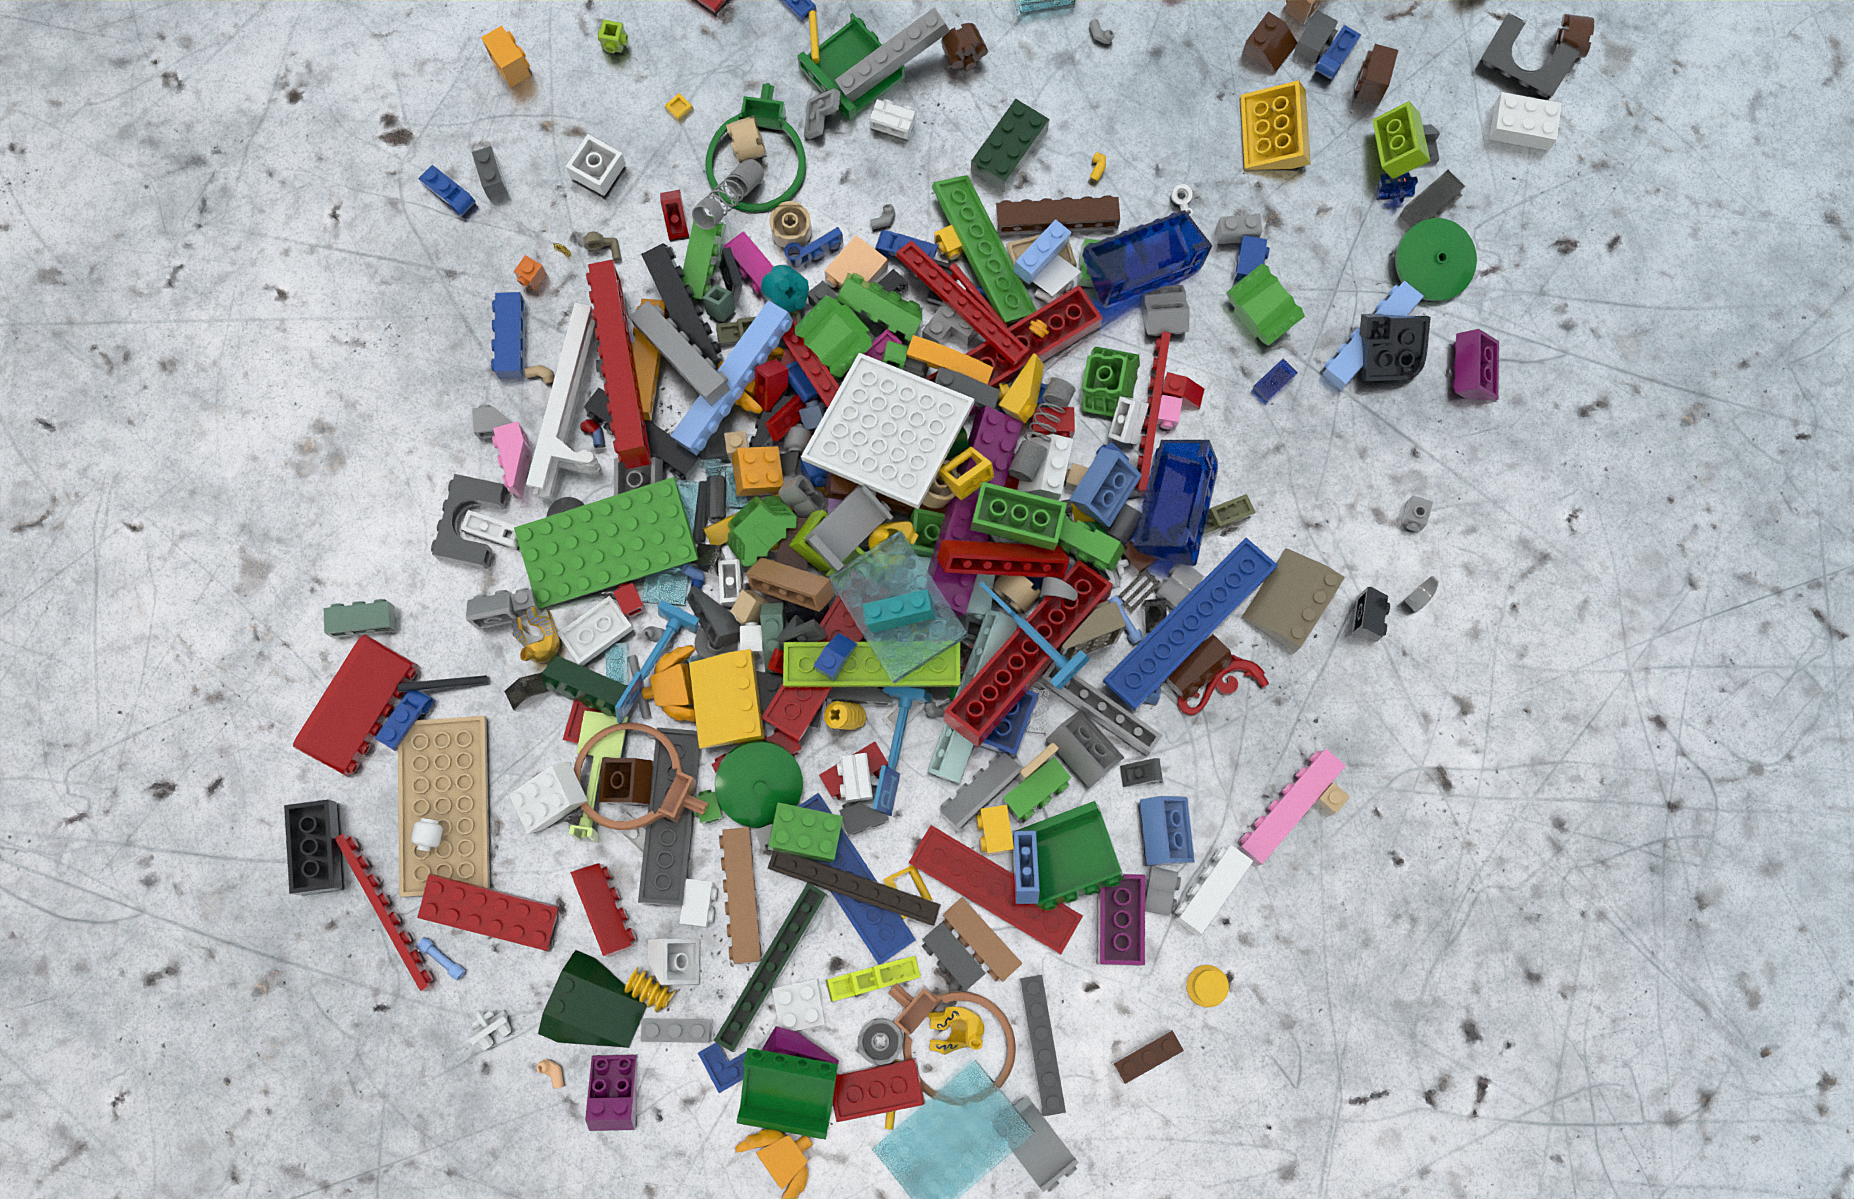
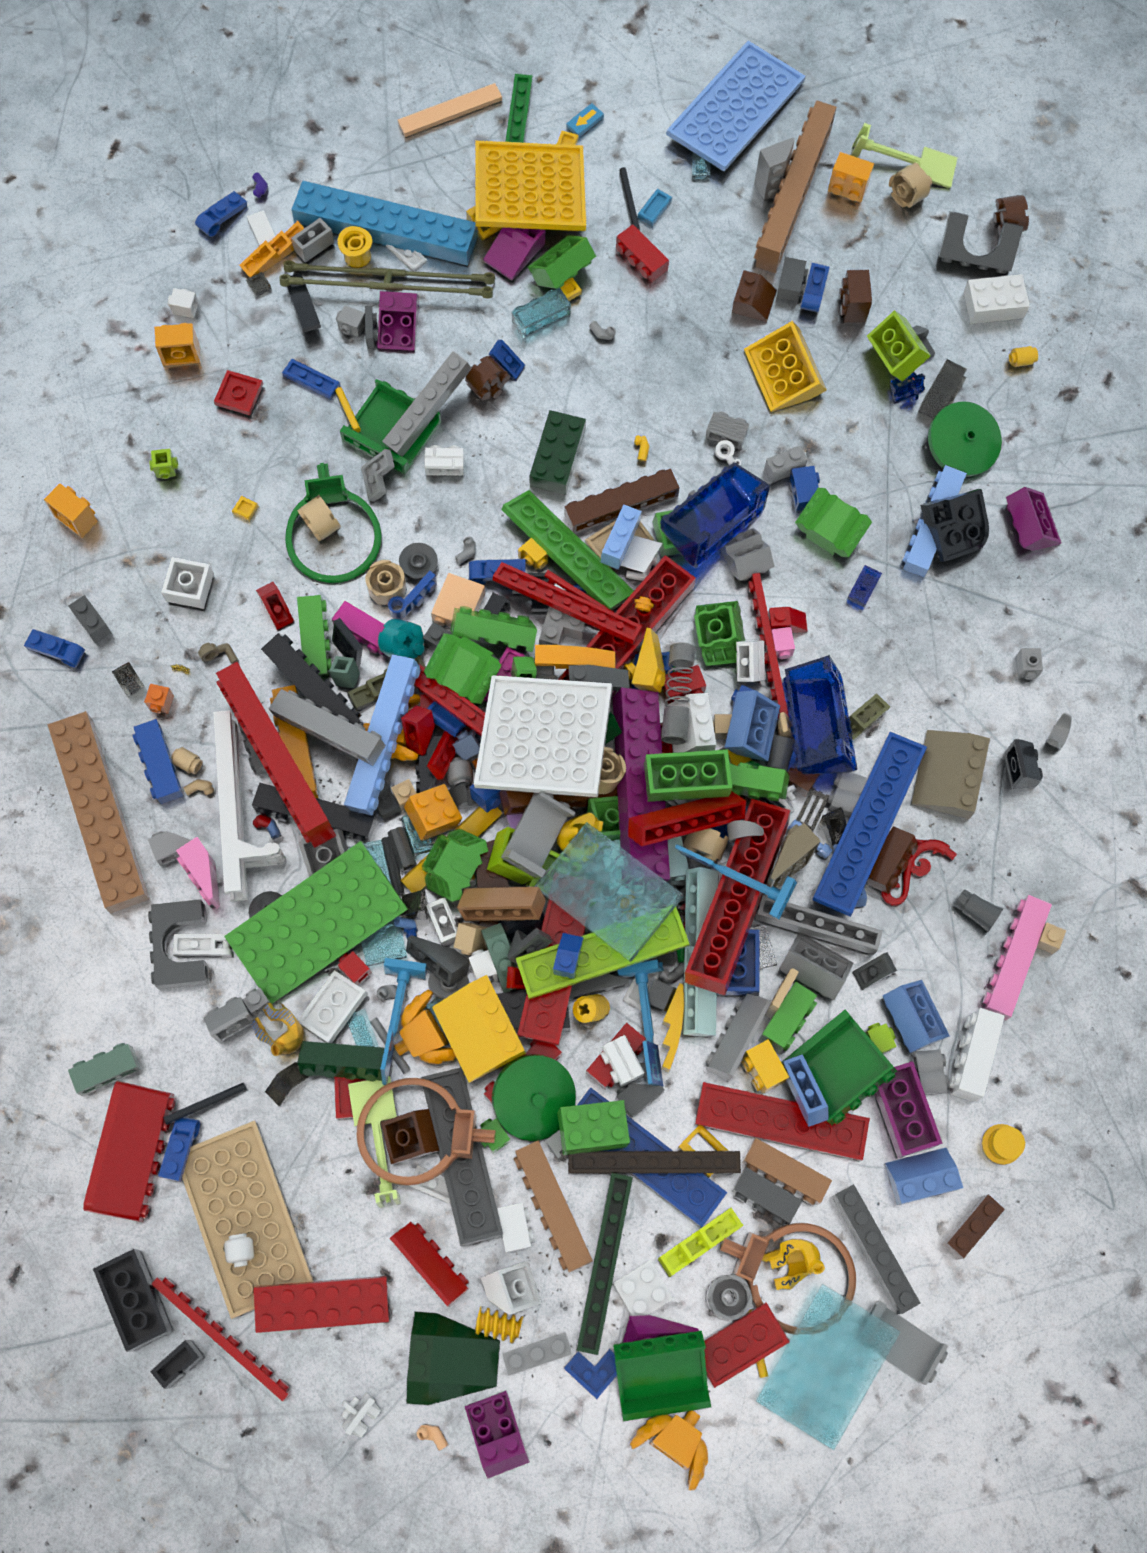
camera: 20 degrees left, 5 degrees down
(333, 921) = (180, 1359): none -> black piece
(435, 366) = (98, 812): none -> medium nougat brick
(455, 970) = (271, 1357): light blue bar -> none
(507, 243) = (128, 678): none -> clear smoke slope
(536, 343) = (186, 760): none -> tan brick
(548, 797) = (342, 1176): white brick -> none
(712, 466) = (390, 821): clear light blue plate -> none
(739, 182) = (327, 559): light grey piece -> none
(802, 496) = (483, 821): light grey brick -> none
(828, 205) = (414, 553): none -> dark grey dish
(899, 611) = (613, 894): teal brick -> none
(920, 725) = (661, 995): none -> dark grey panel
(923, 753) = (673, 1020): none -> yellow slope
(970, 480) = (633, 757): yellow tile -> none
(991, 32) = (507, 358): none -> blue slope
(1116, 990) = (923, 1176): none -> medium blue slope
(1123, 840) = (882, 1037): none -> lime brick
(1139, 496) = (784, 725): none -> tan slope
(1192, 173) = (727, 428): none -> light grey brick
(1269, 746) = (978, 909): none -> dark grey plant
(1531, 191) = (1023, 356): none -> yellow brick

